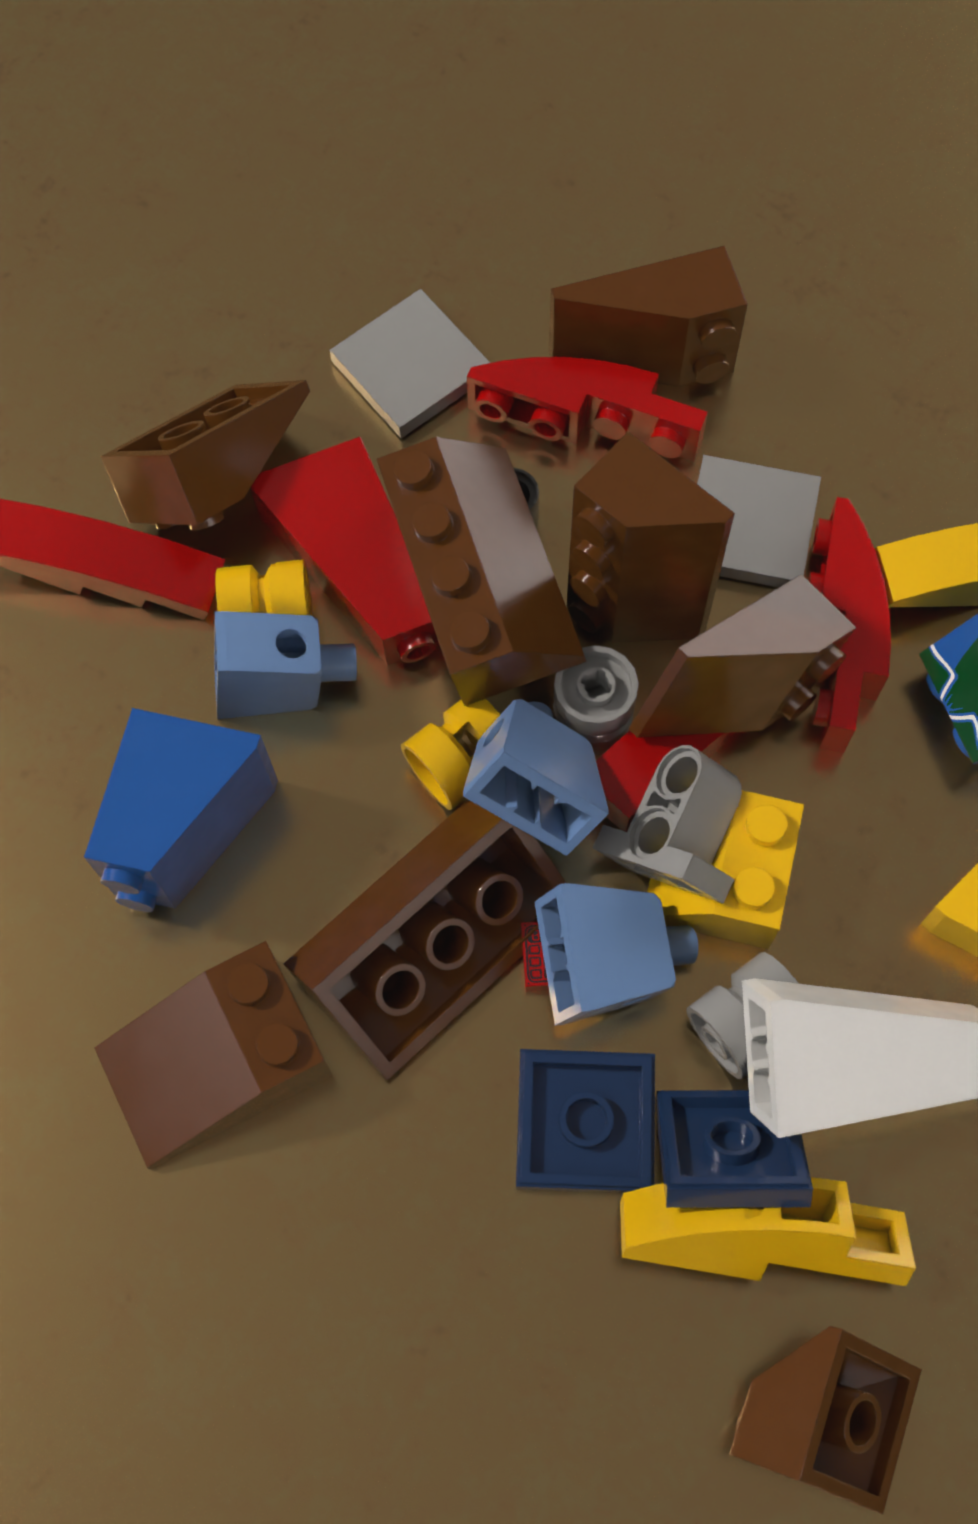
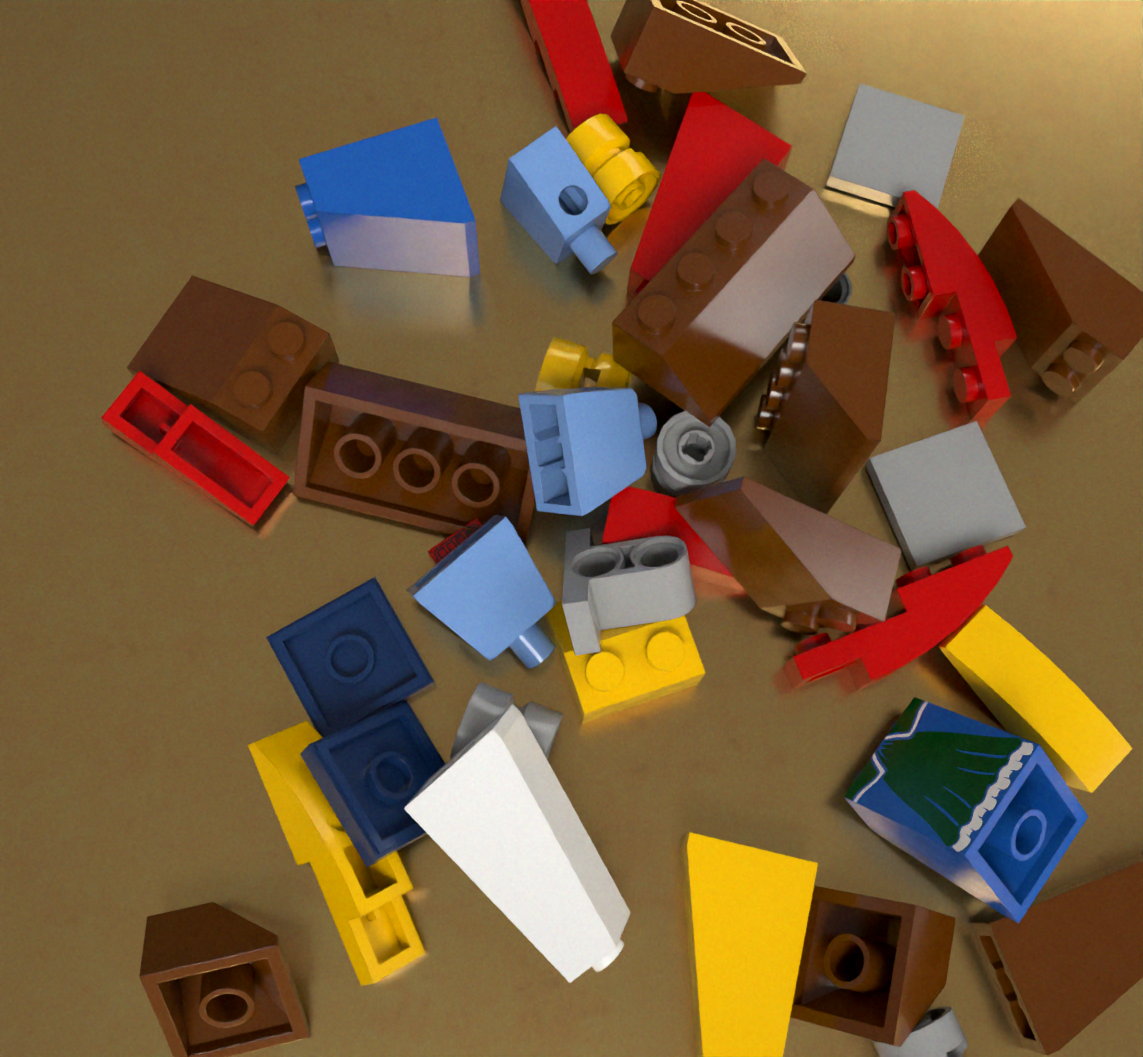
camera: 50 degrees right, 5 degrees up
(281, 1146) = (194, 448): none -> red slope

